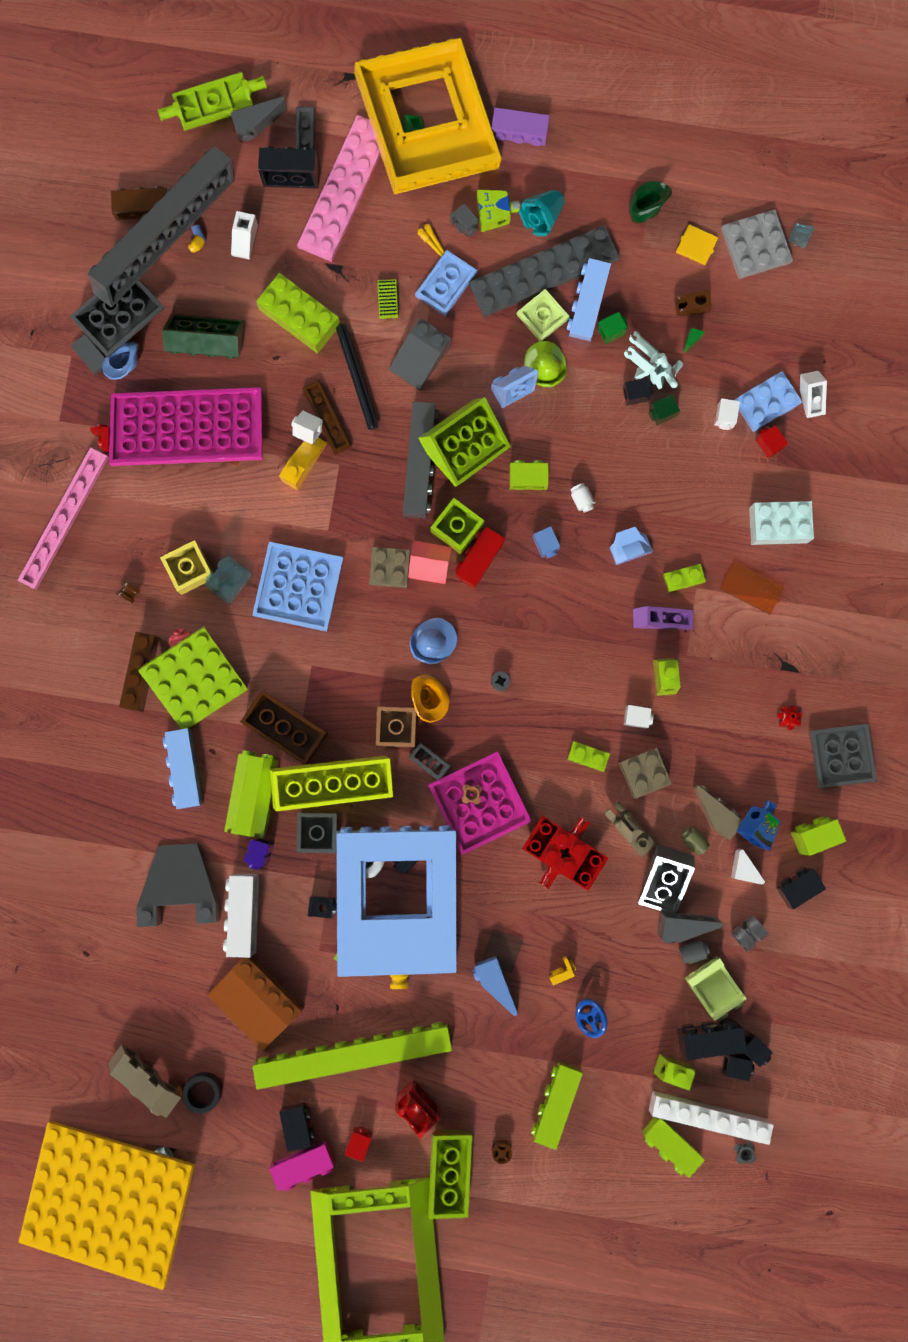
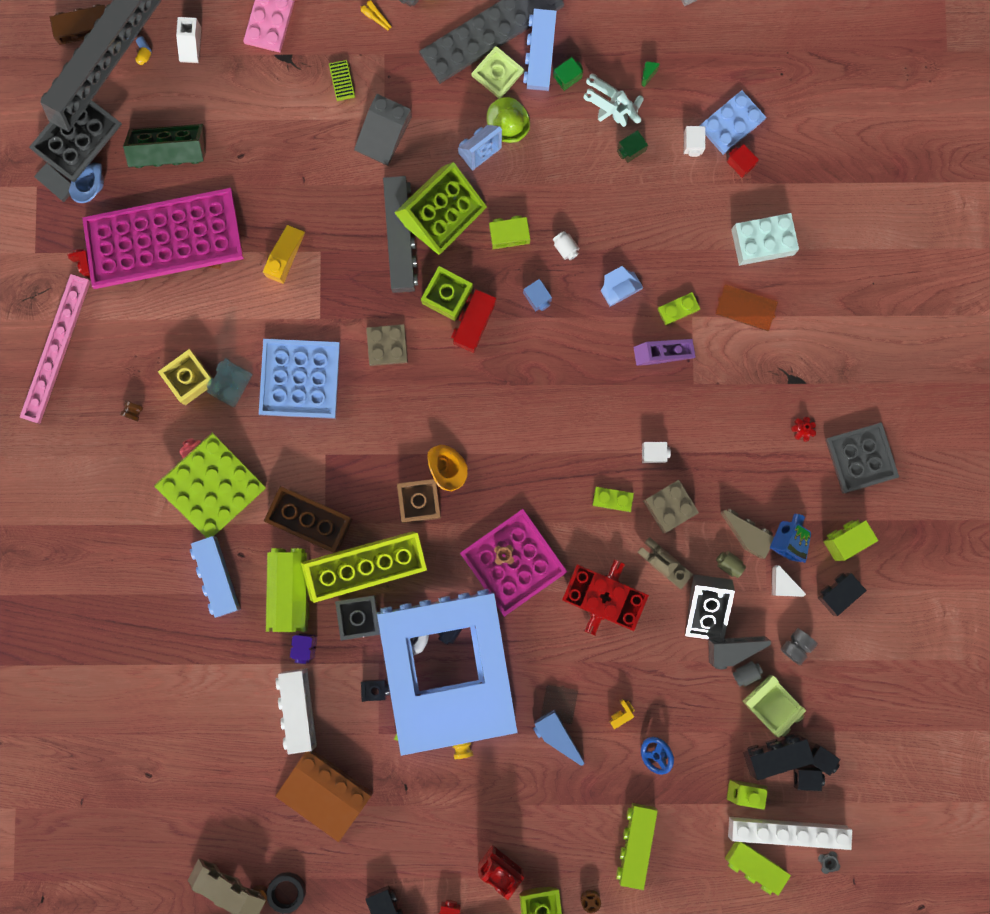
camera: 10 degrees left, 0 degrees up
(135, 686) = (154, 503): reddish brown brick -> none
(178, 878) = (228, 685): dark grey wedge -> none
(298, 313) = (255, 108): lime brick -> none
(307, 427) = (282, 219): white brick -> none
(323, 409) = (300, 207): reddish brown tile -> none
(351, 1056) = (428, 832): lime brick -> none
(357, 377) = (324, 162): black axle -> none
(416, 752) = (440, 527): dark grey slope -> none
(429, 562) = (425, 334): coral slope -> none
(433, 641) = (441, 410): medium blue hat -> none
(446, 283) = (397, 55): light blue tile -> none
(500, 685) = (516, 442): dark grey wheel -> none
(637, 391) = (602, 132): black brick -> none
(666, 676) = (677, 408): lime torso -> none
(693, 303) = (643, 37): reddish brown leg -> none
(813, 393) = (776, 107): white slope -> none

